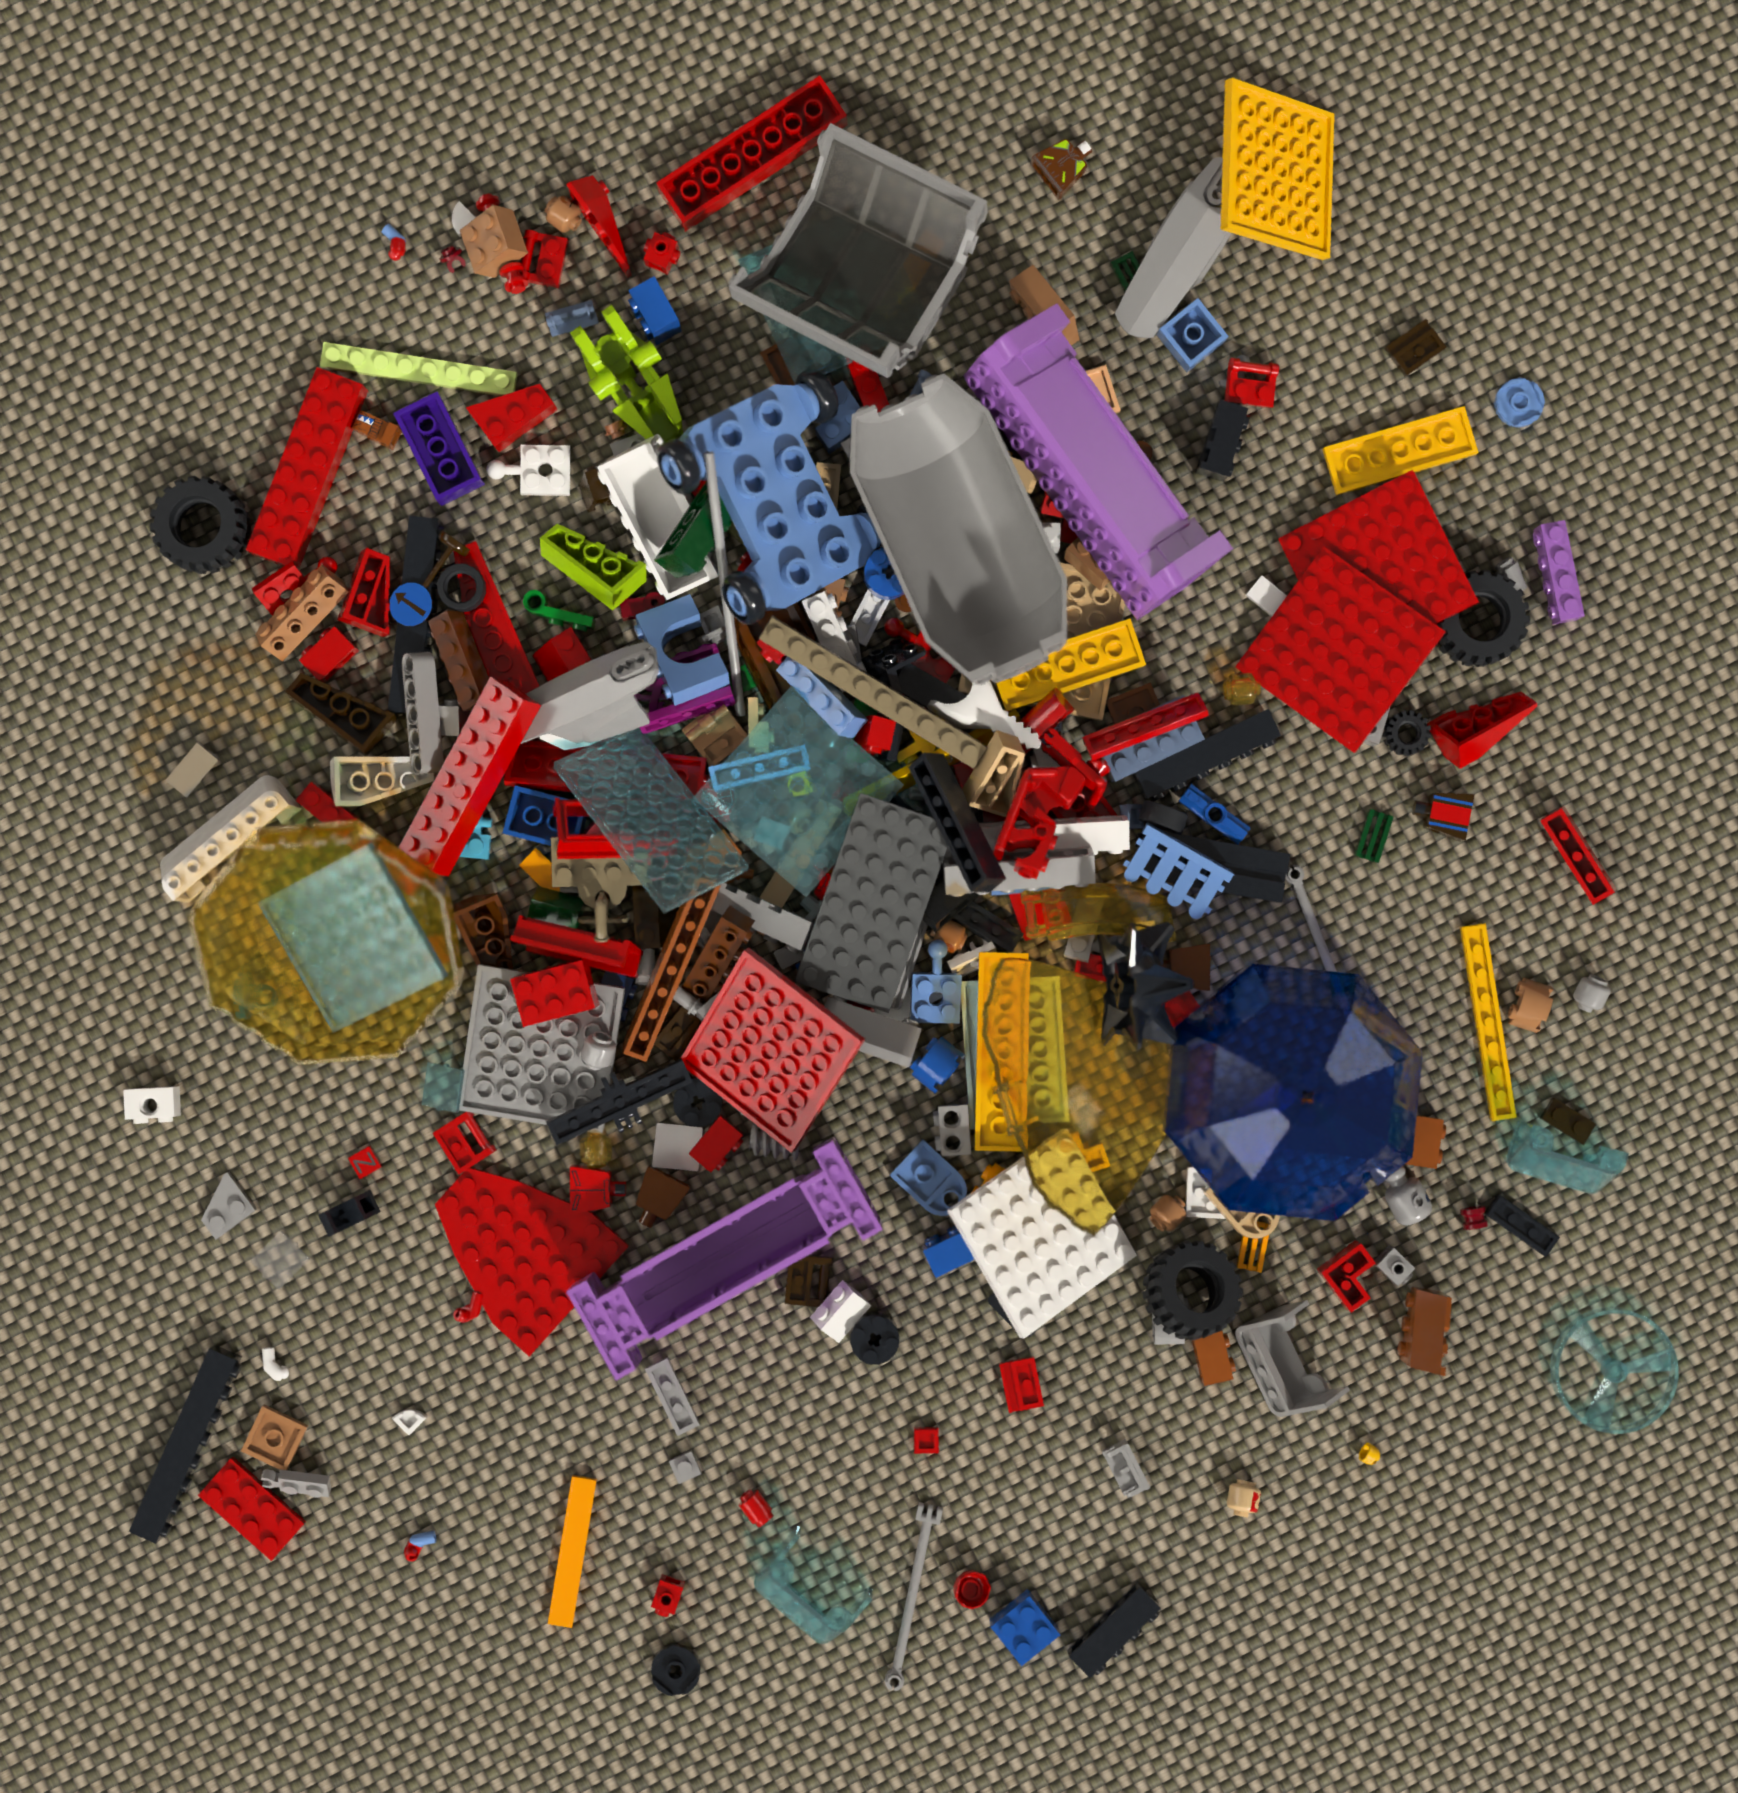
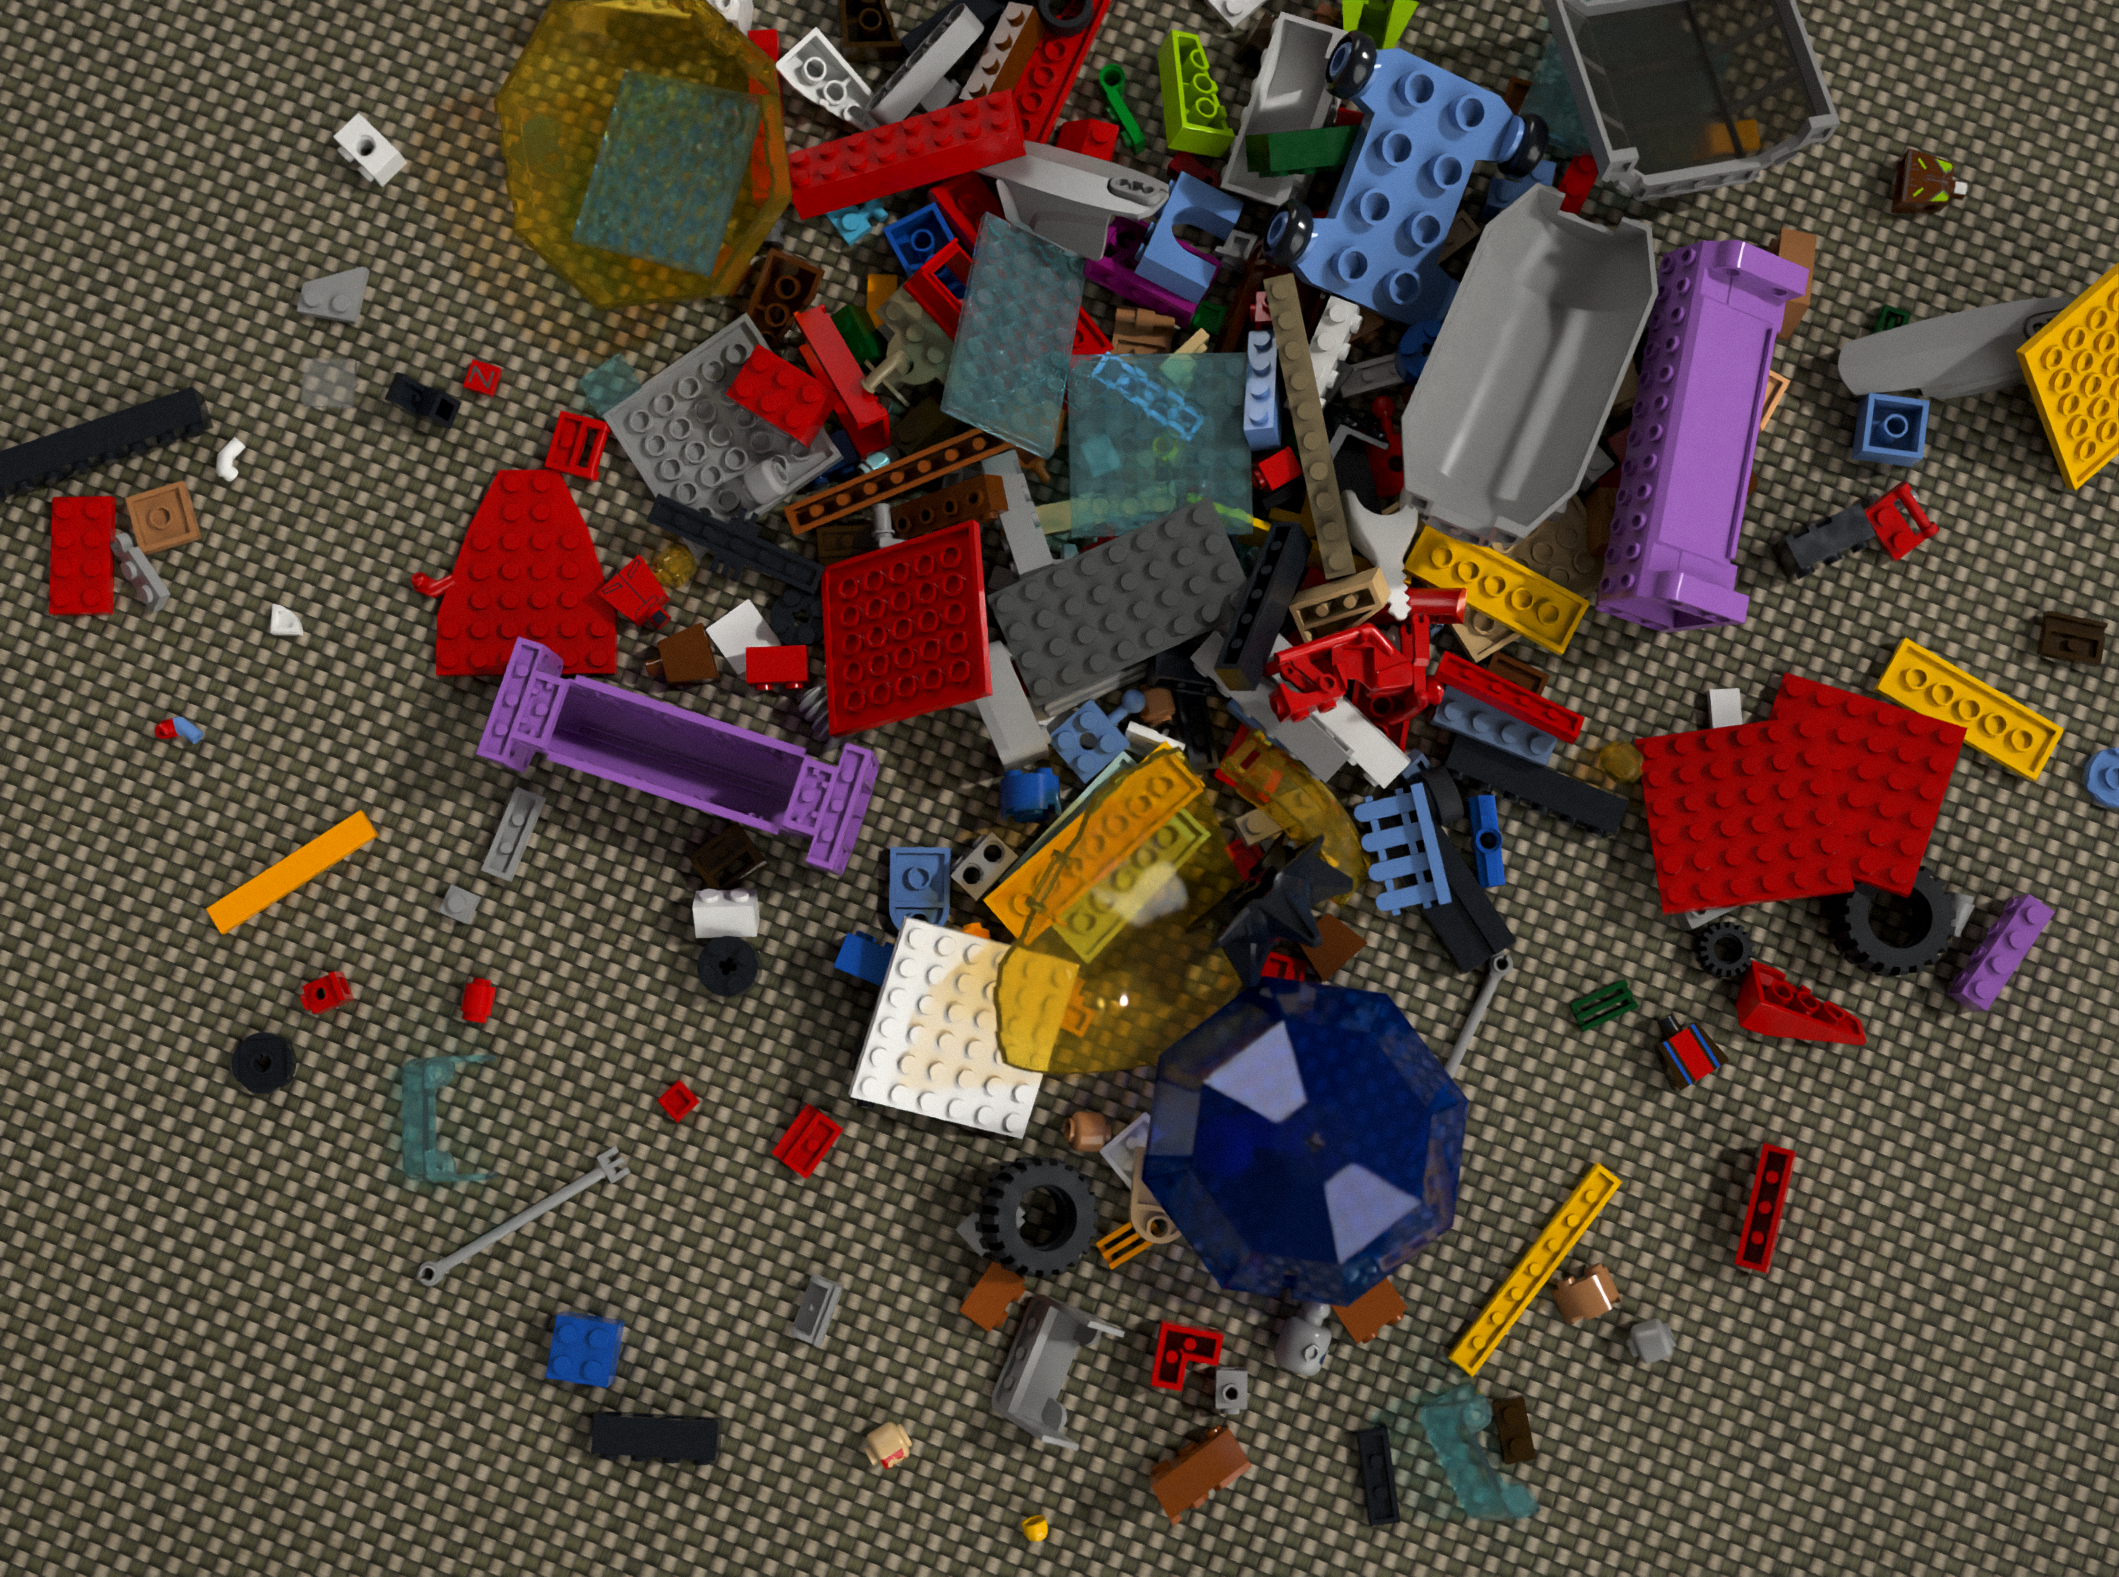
camera: 50 degrees right, 5 degrees down
(723, 572) = (1297, 194): light grey piece -> none
(971, 1589) = (577, 1267): red hair -> none
(1473, 1217) = (1343, 1422): dark red wheel -> none

